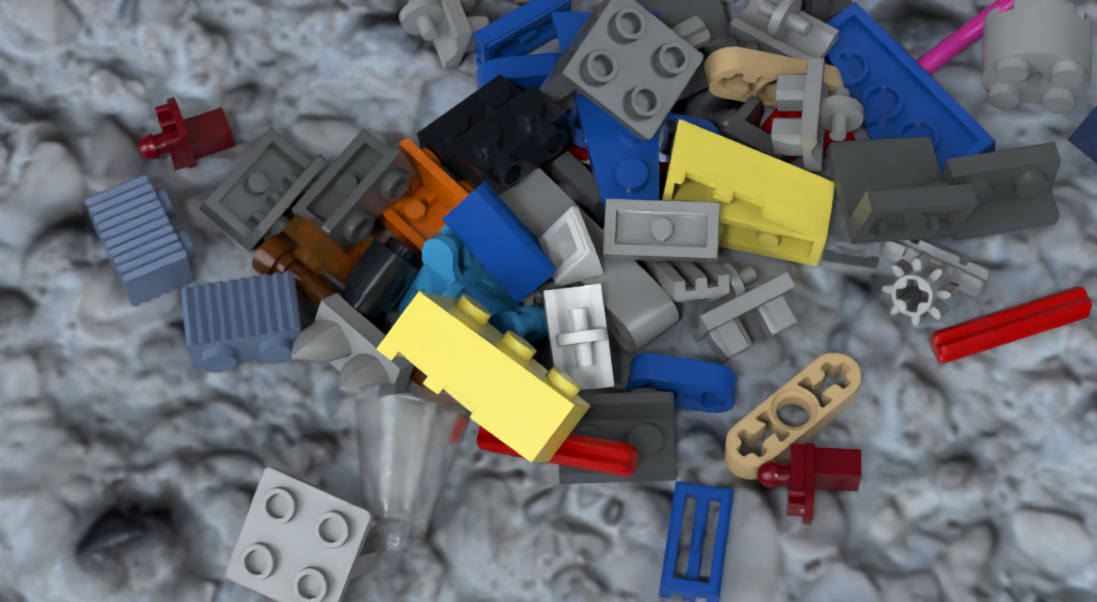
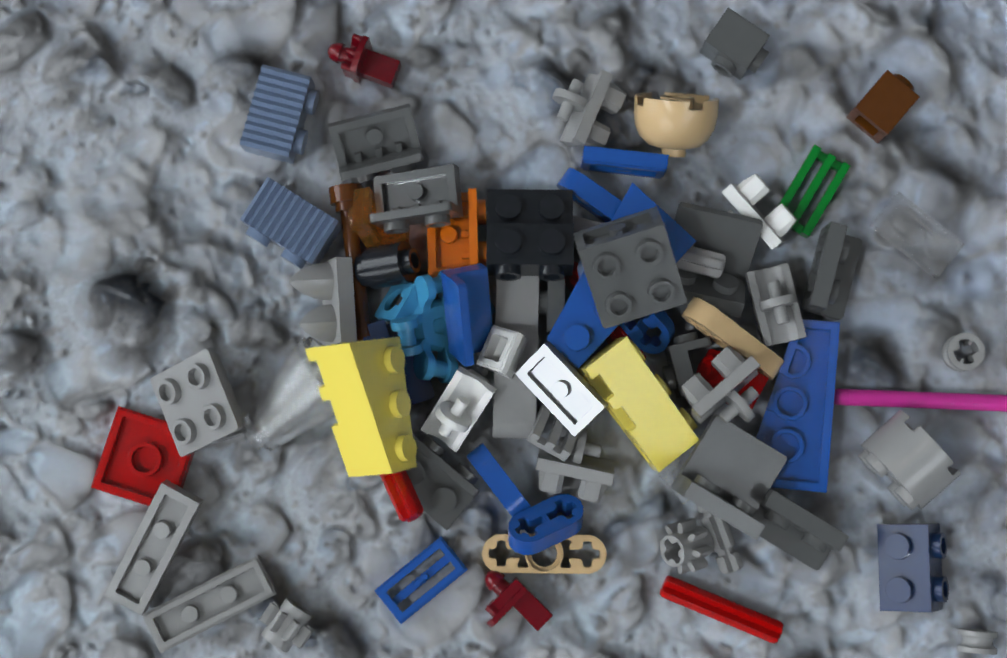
camera: 40 degrees right, 25 degrees up
(767, 378) = (546, 524): none -> blue beam

